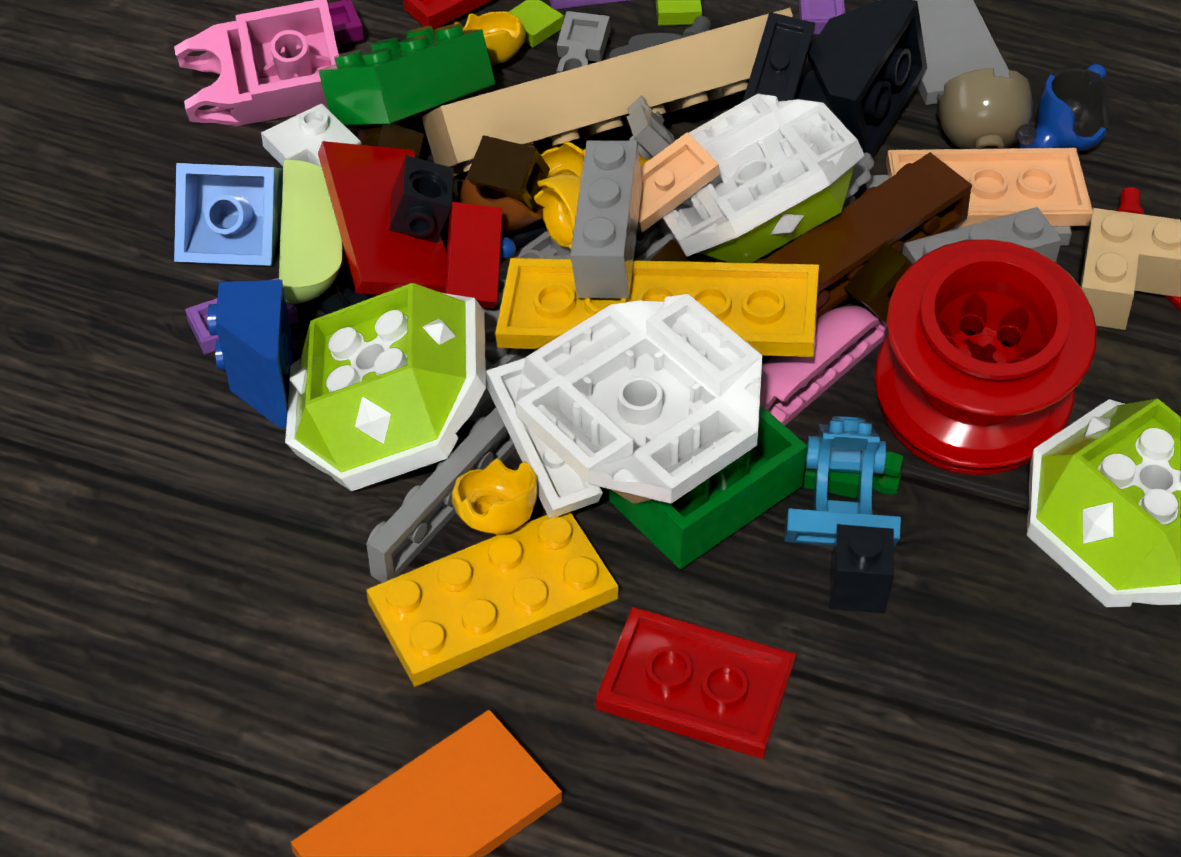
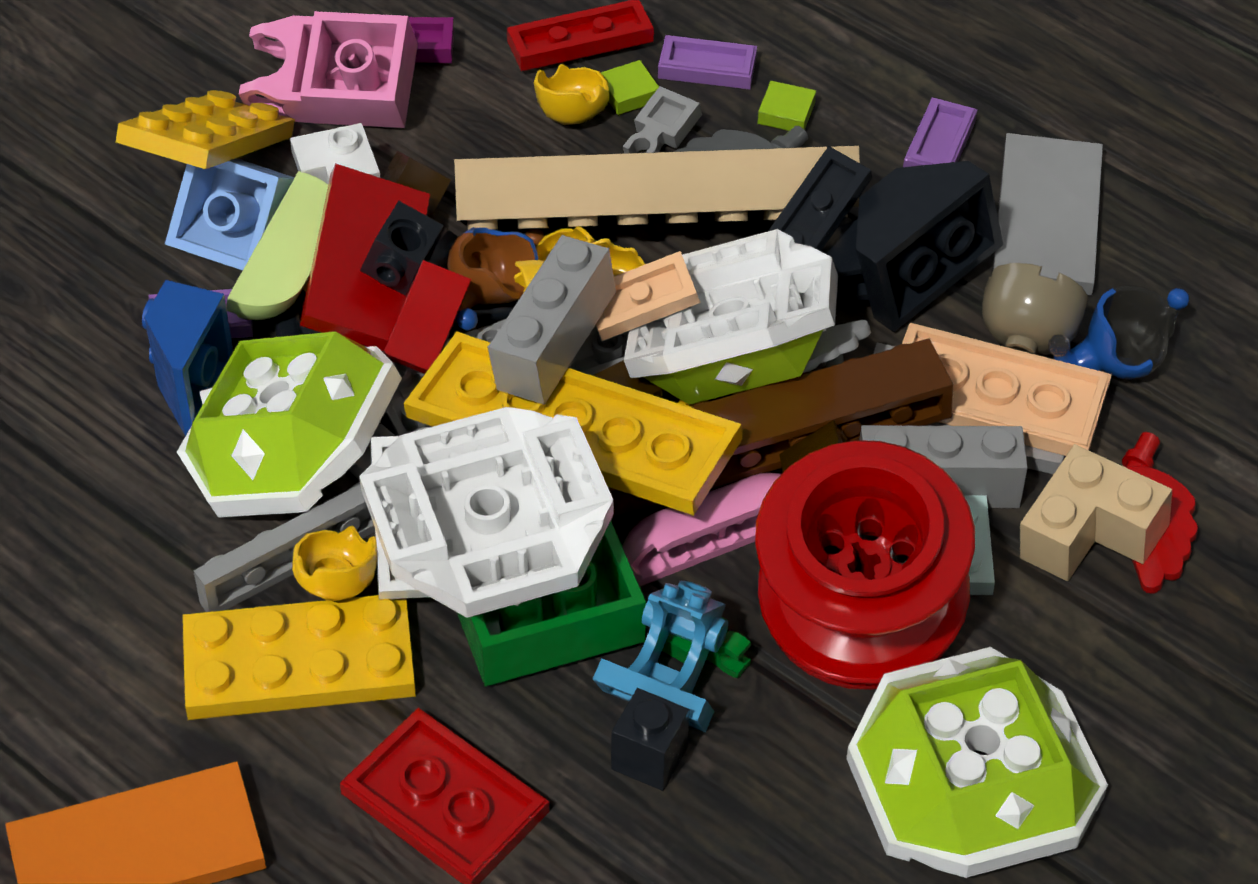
camera: 20 degrees right, 0 degrees up
(178, 144) = (206, 129): none -> yellow plate
(406, 75) = (454, 116): green brick -> none
(509, 169) = (496, 242): dark brown panel -> none
(648, 129) = (656, 235): light grey plate -> none

